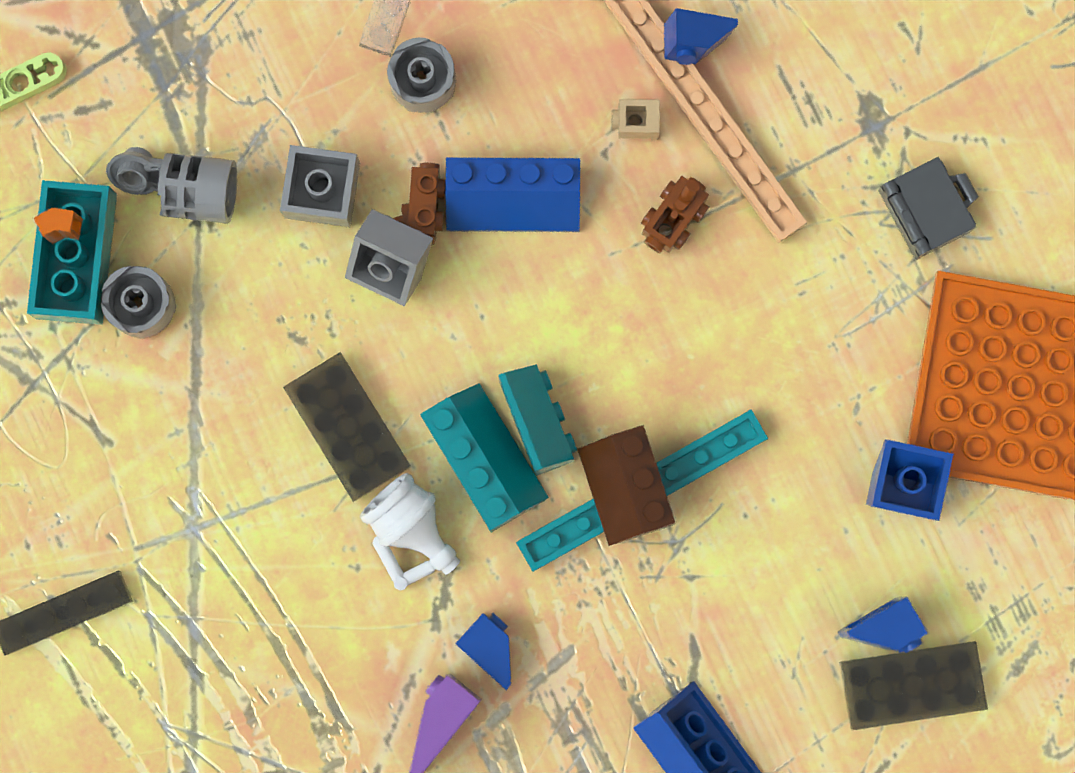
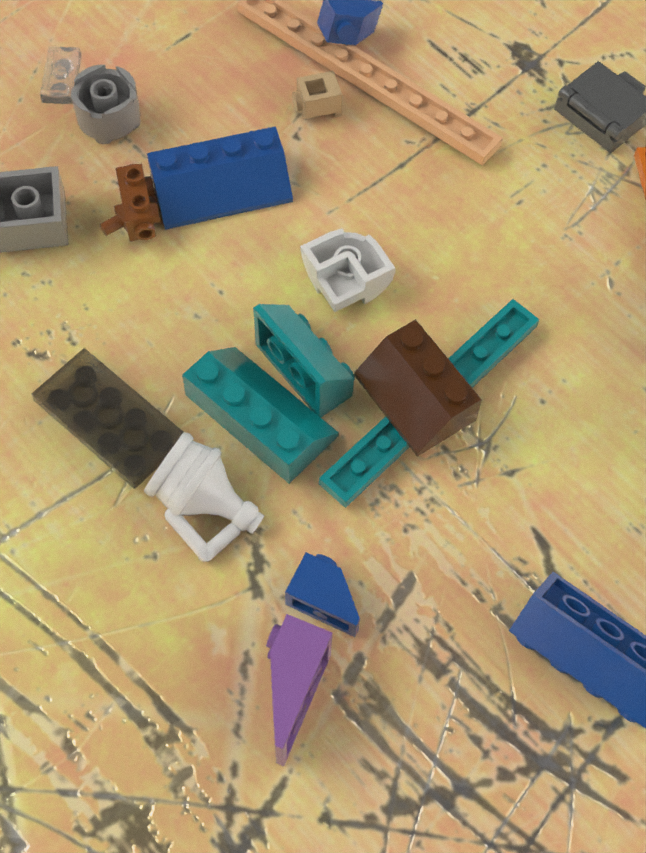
camera: 20 degrees left, 20 degrees down
(388, 257) = (111, 246): light grey brick -> none
(604, 334) = (347, 267): none -> white brick
(681, 205) = (379, 157): dark orange brick -> none

